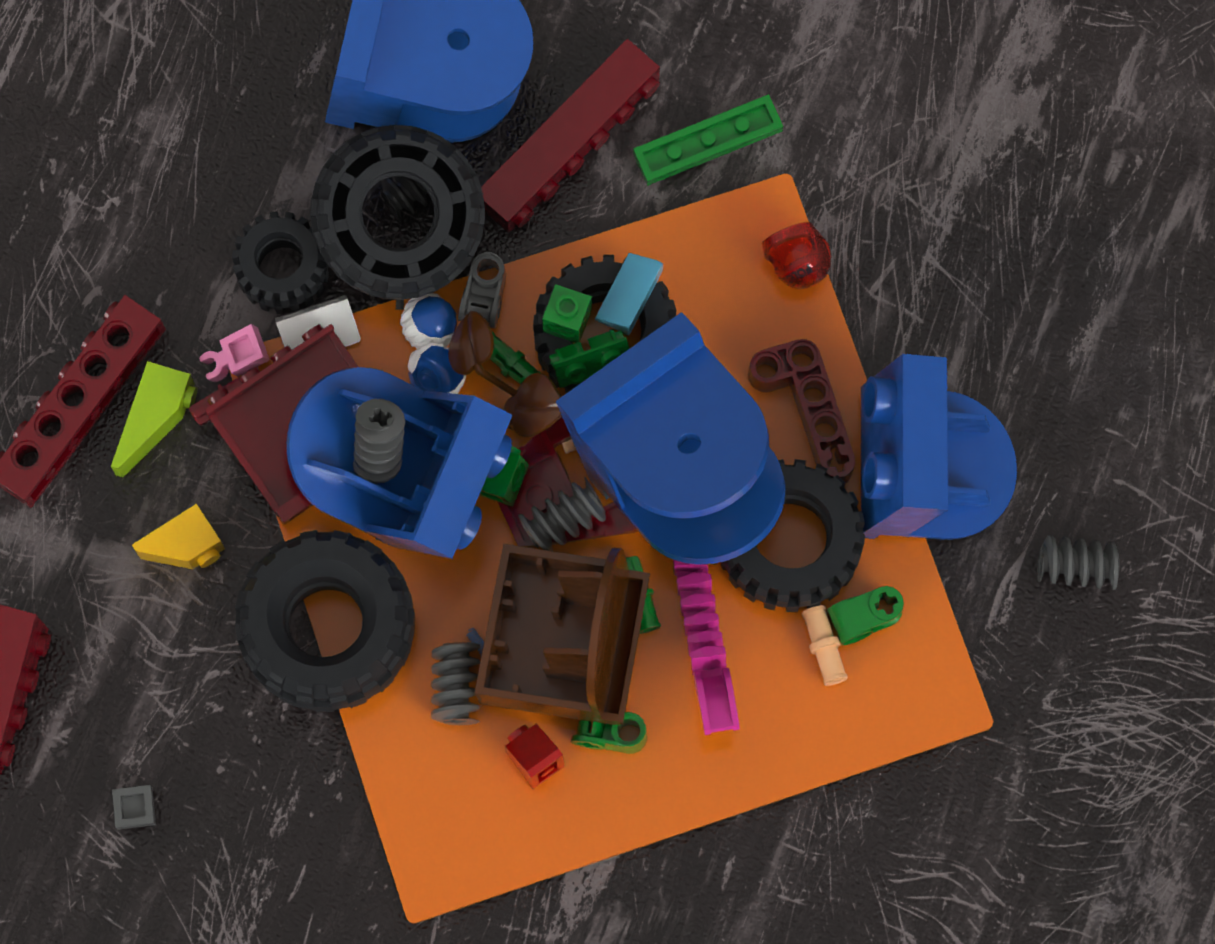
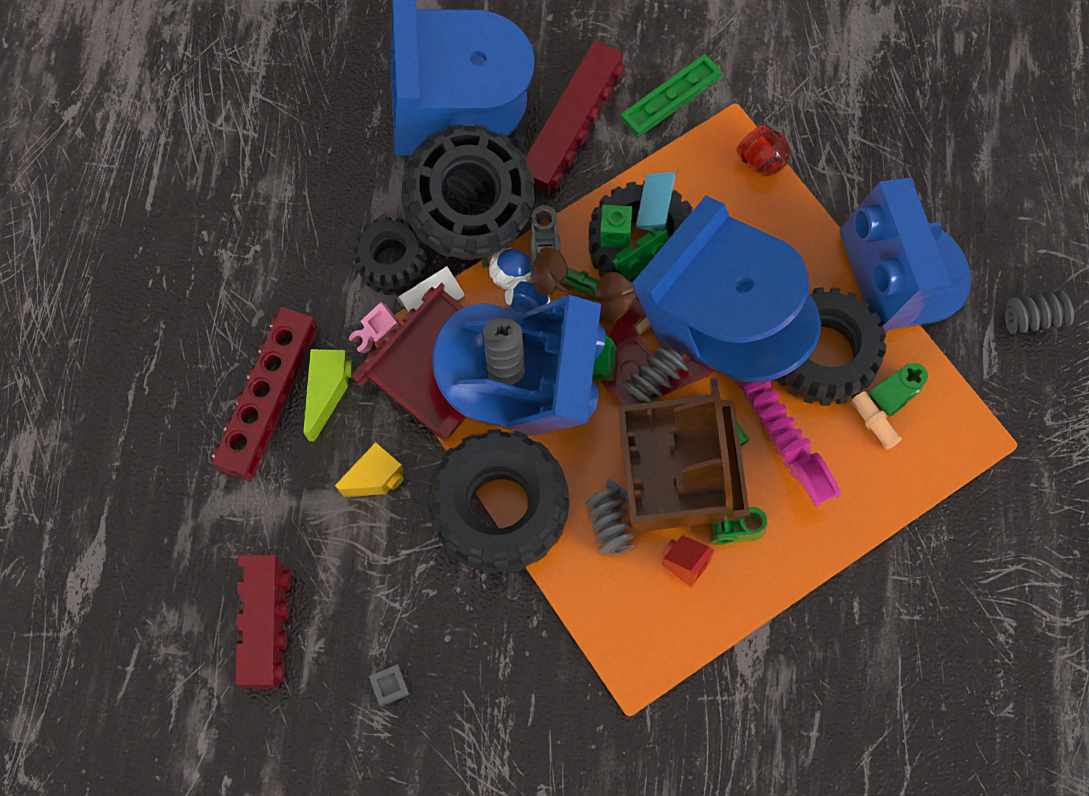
camera: 10 degrees left, 5 degrees down
(811, 413) = (819, 254): dark red beam -> none

